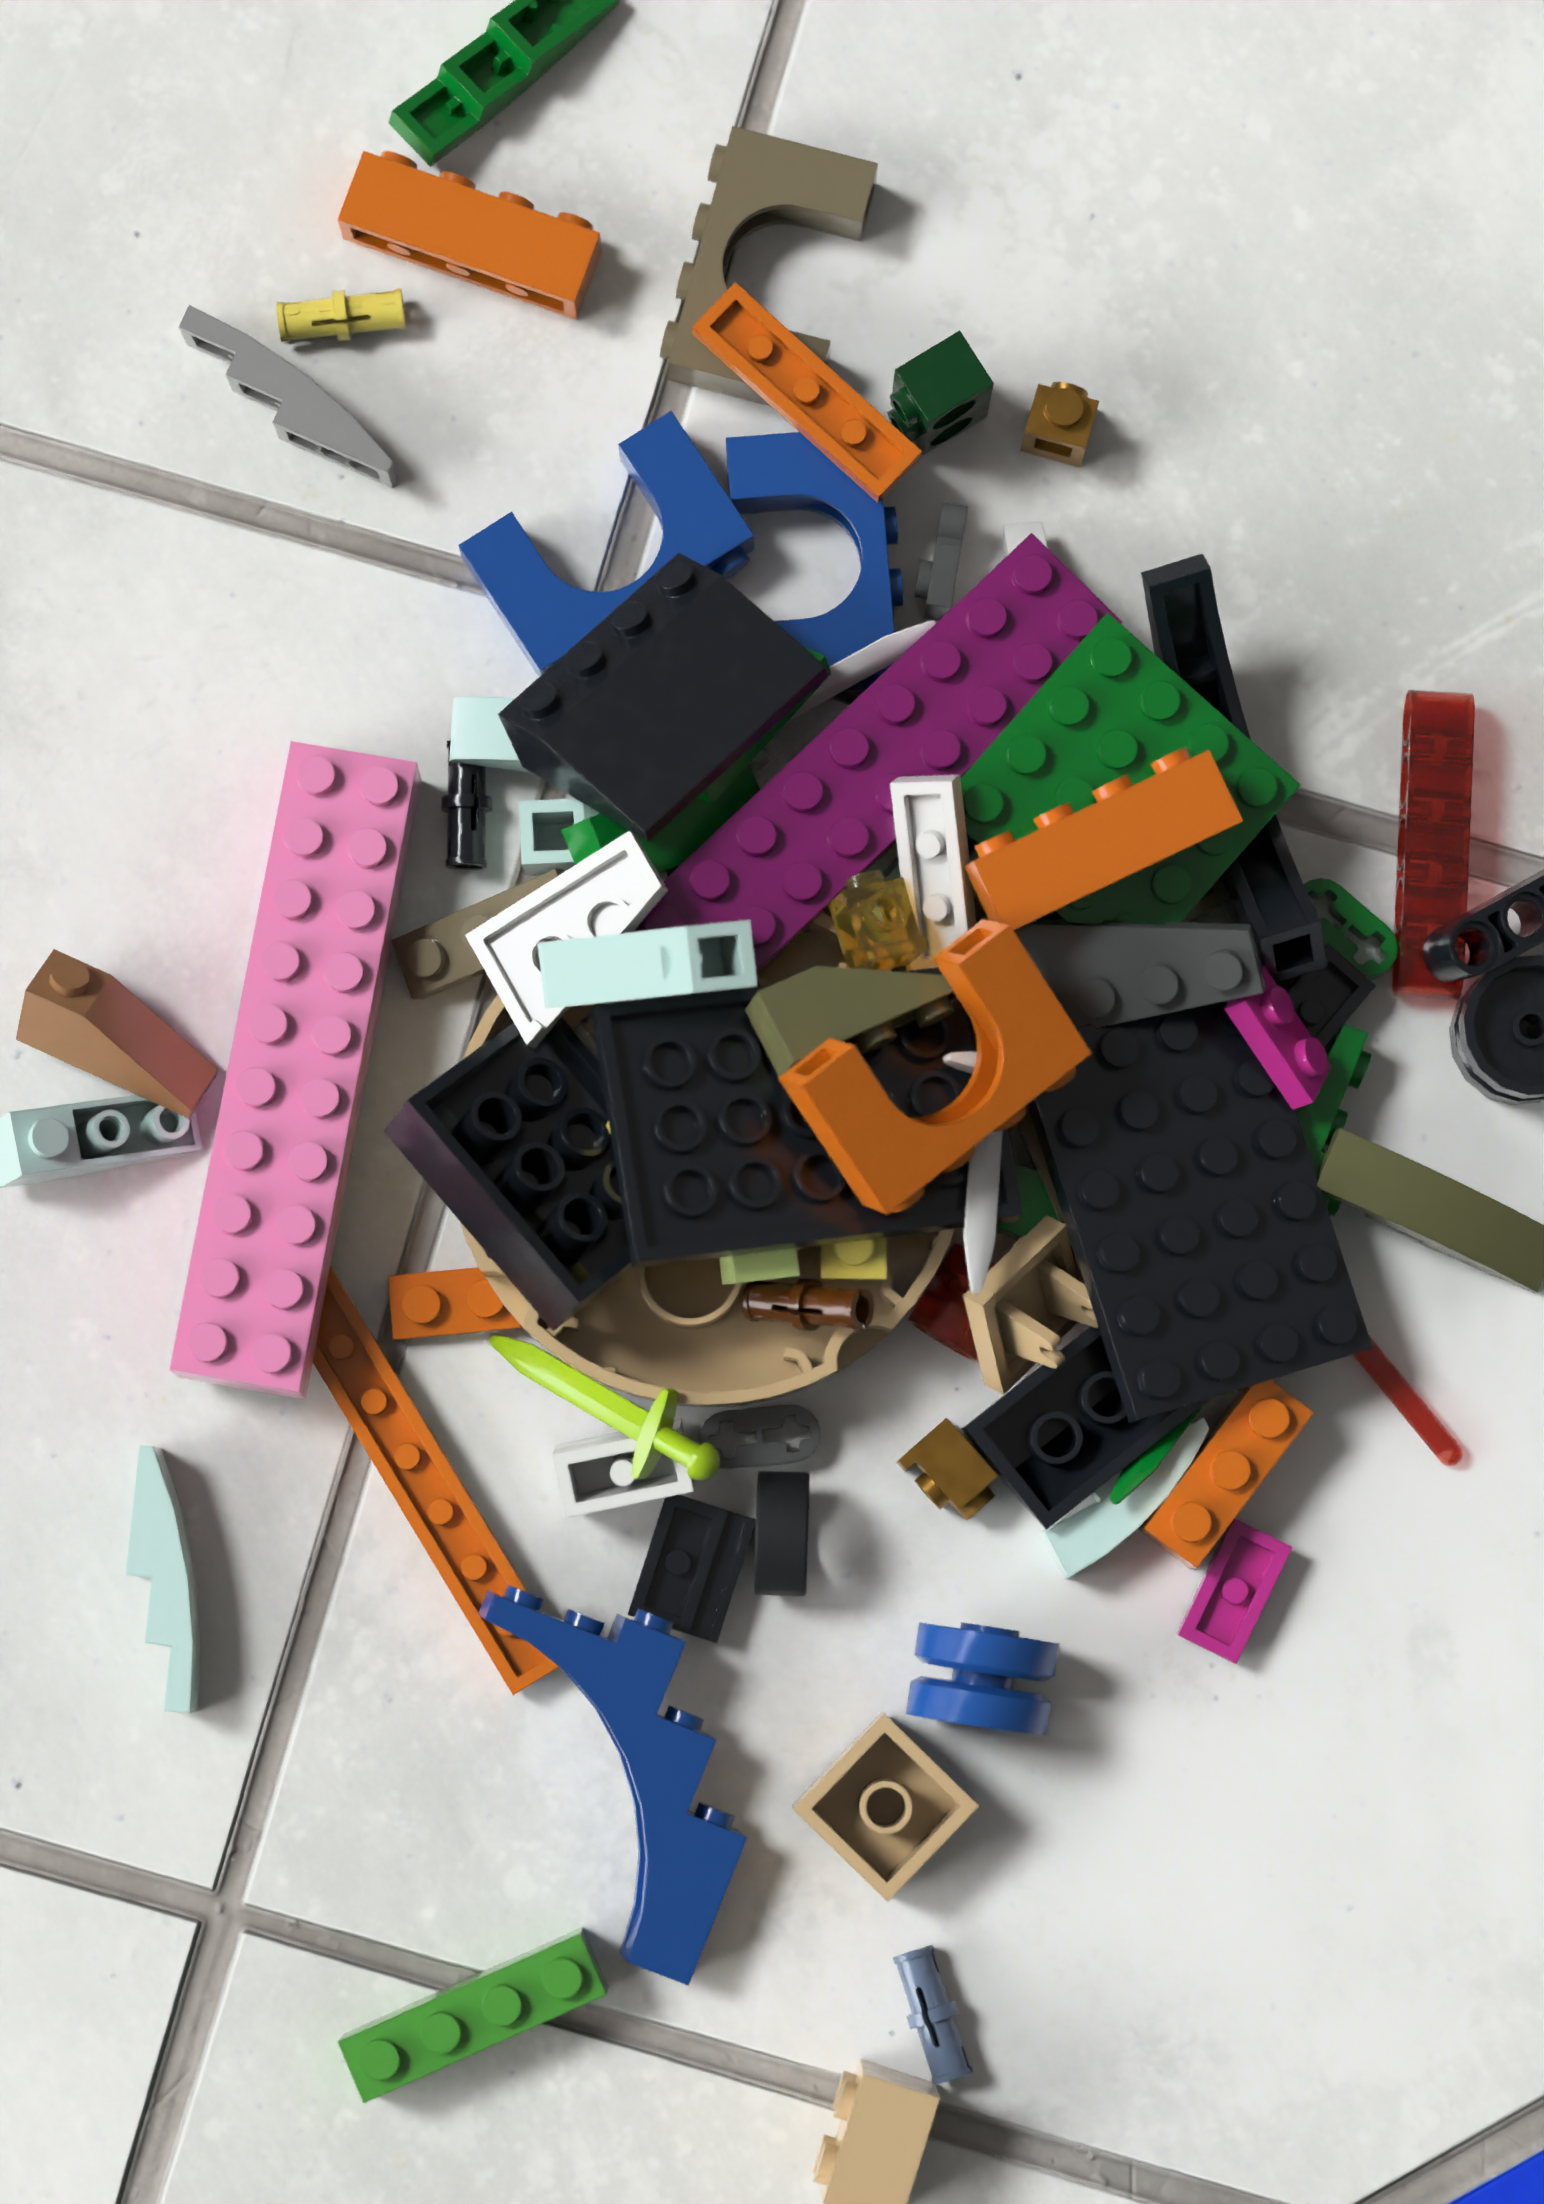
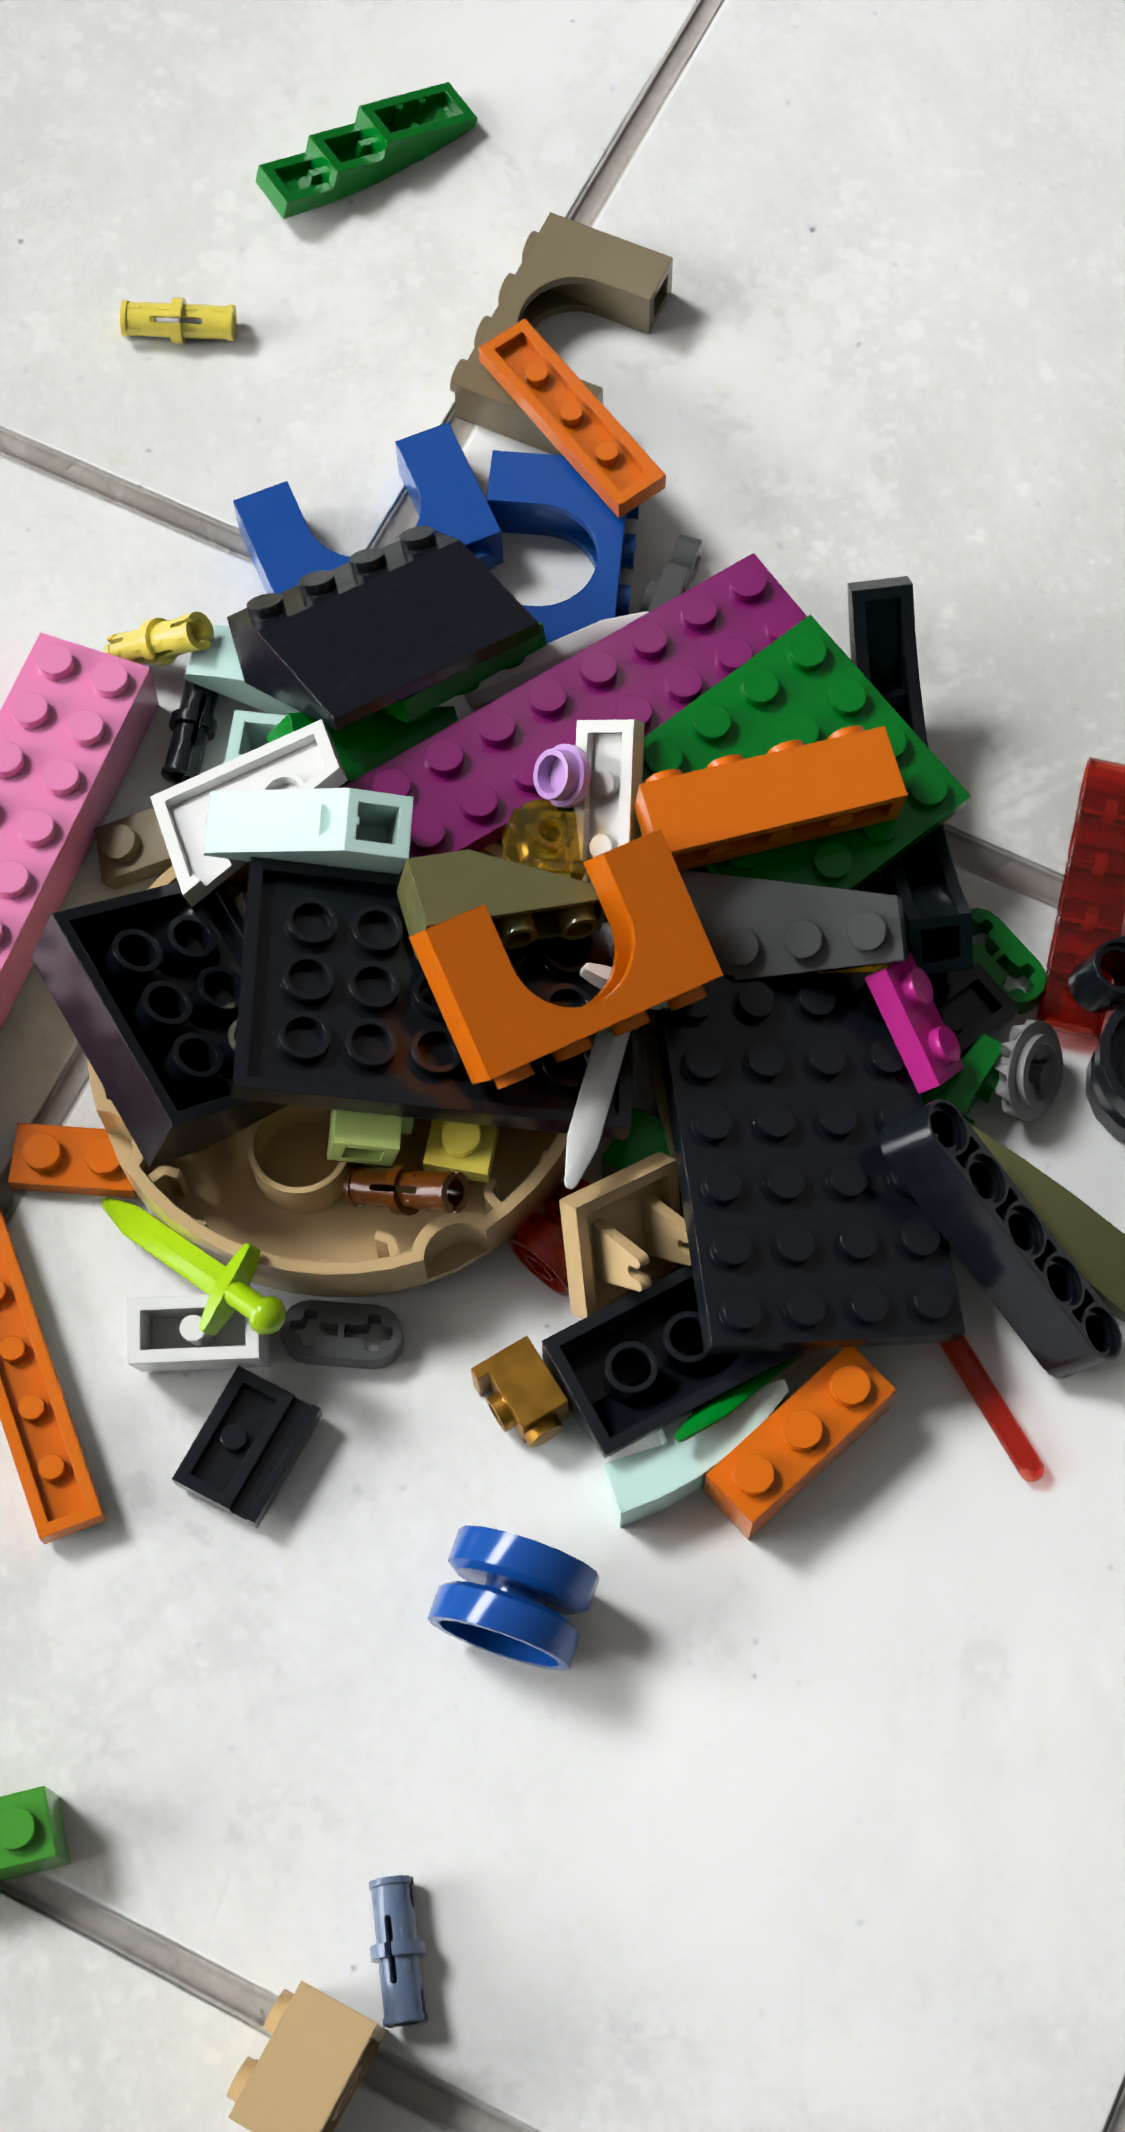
camera: 15 degrees right, 15 degrees down
(304, 410) = (121, 379): light grey slope -> none
(415, 723) = (162, 640): none -> light yellow pin
(470, 233) = (305, 272): orange brick -> none
(681, 1853) = (150, 1536): blue arch -> none
(781, 1533) = (340, 1421): black tyre -> none
(884, 1806) = (389, 1714): tan brick -> none
(886, 846) = (562, 775): none -> lavender plate
(940, 393) = (695, 441): dark green brick -> none
(1060, 423) = (804, 477): pearl gold brick -> none
(1234, 1590) = (789, 1565): dark pink plate -> none
(1393, 1247) = (1000, 1239): none -> black beam
(1395, 1051) = (1029, 1070): none -> light grey gear

